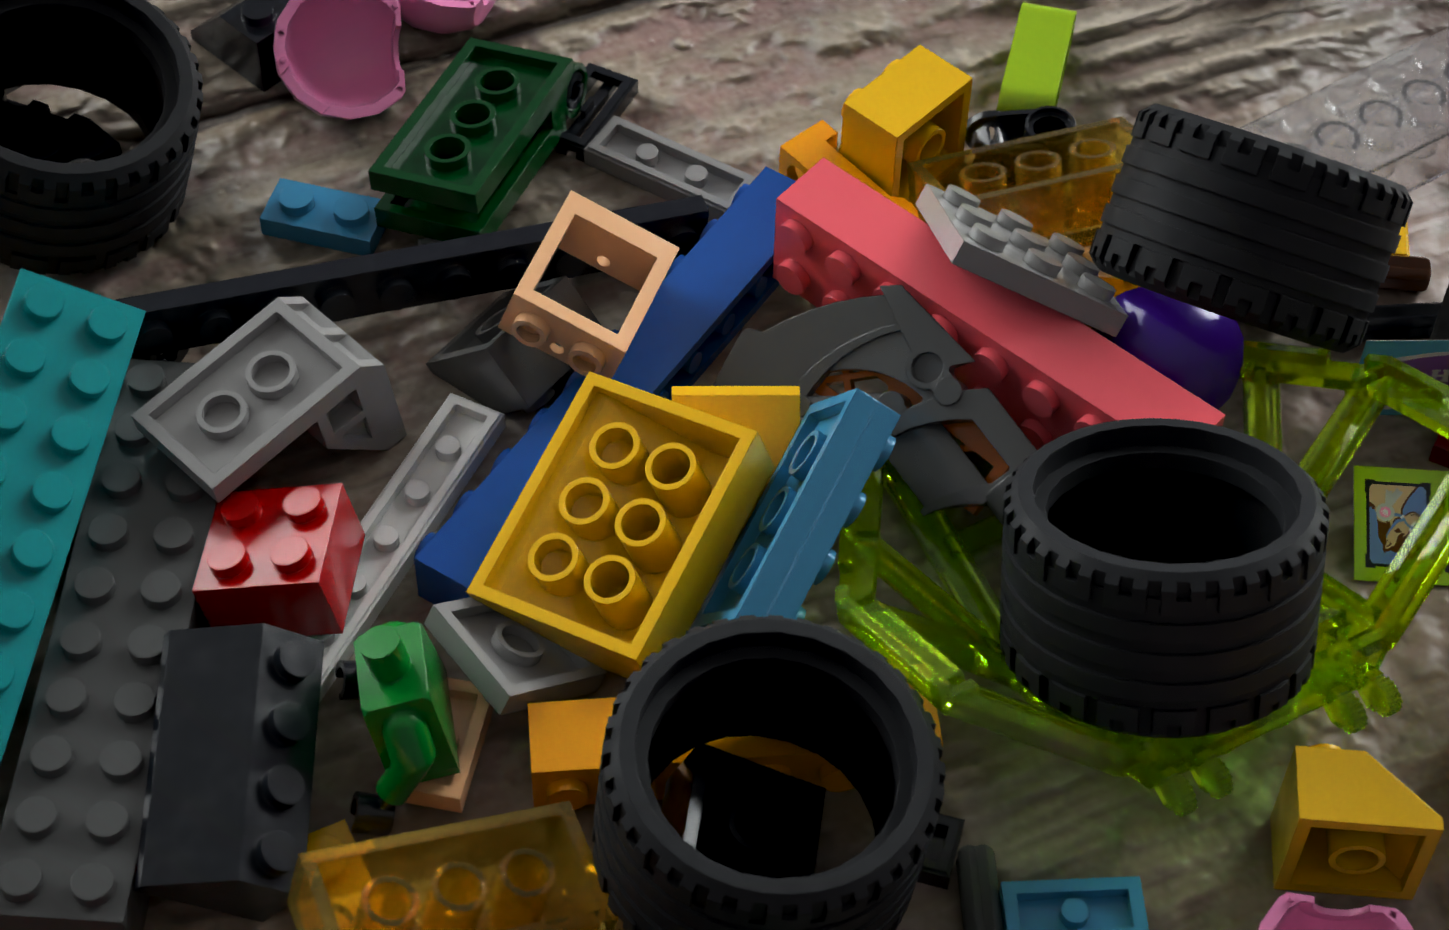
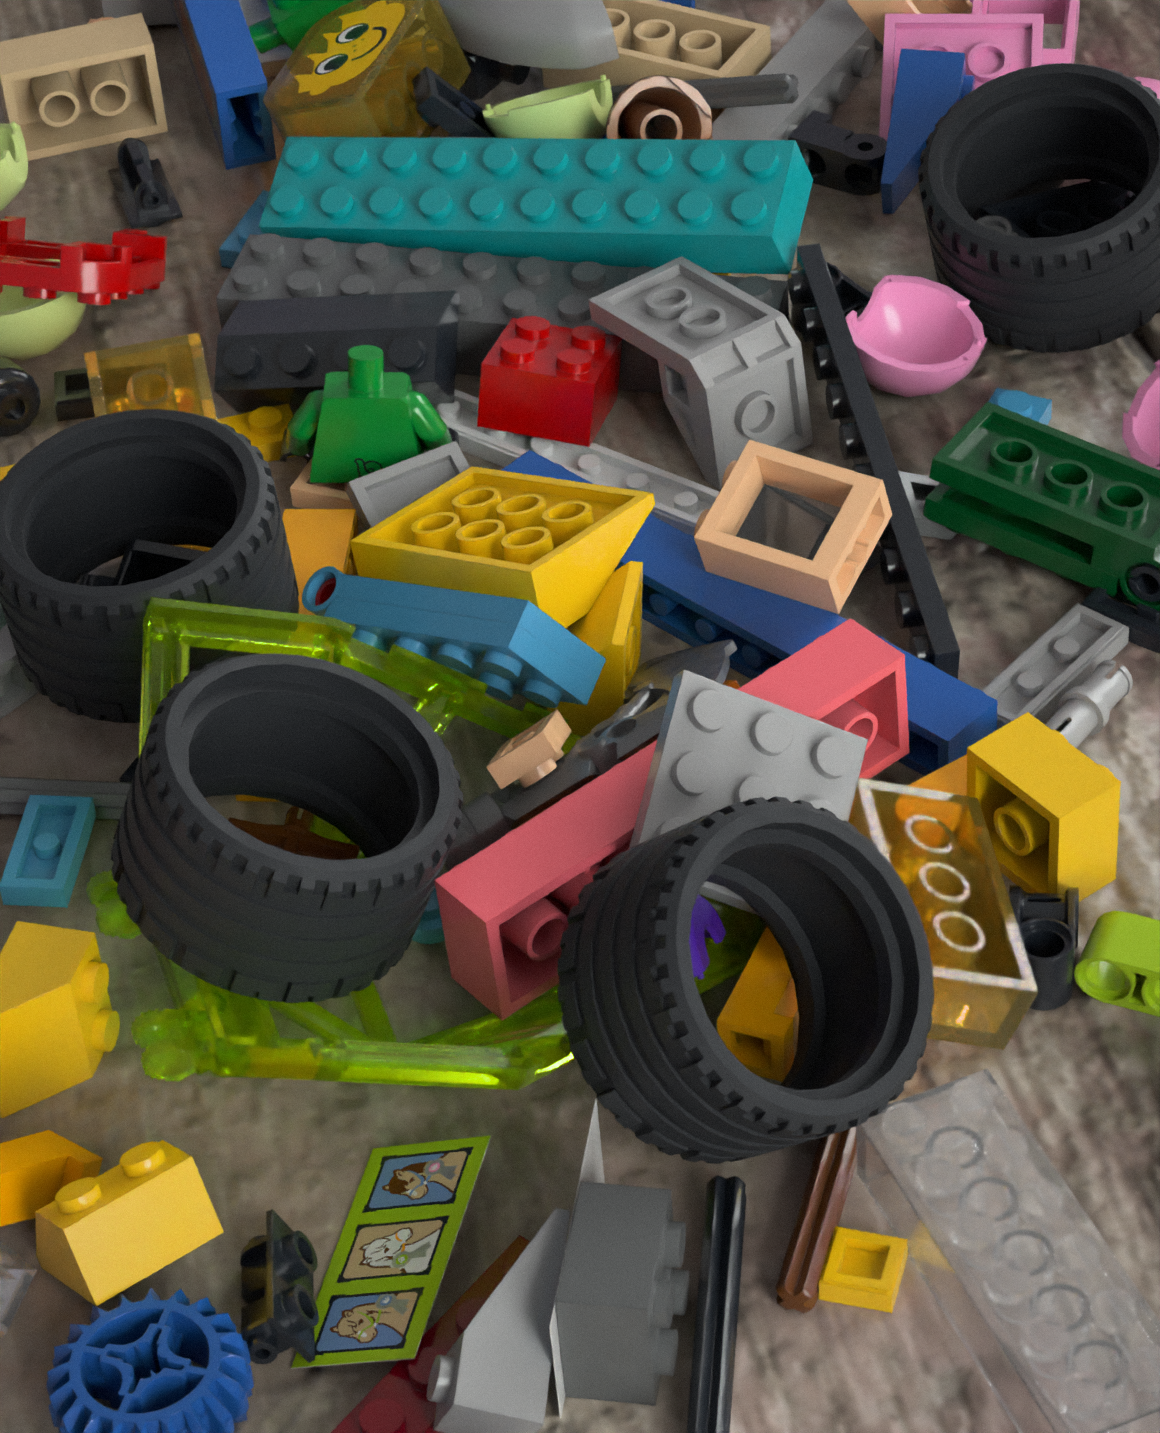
camera: 105 degrees right, 10 degrees down
(207, 247) = (916, 336): none -> bright pink cylinder
(728, 137) = (1086, 707): none -> light grey pin
(947, 449) = (531, 752): none -> light nougat plate

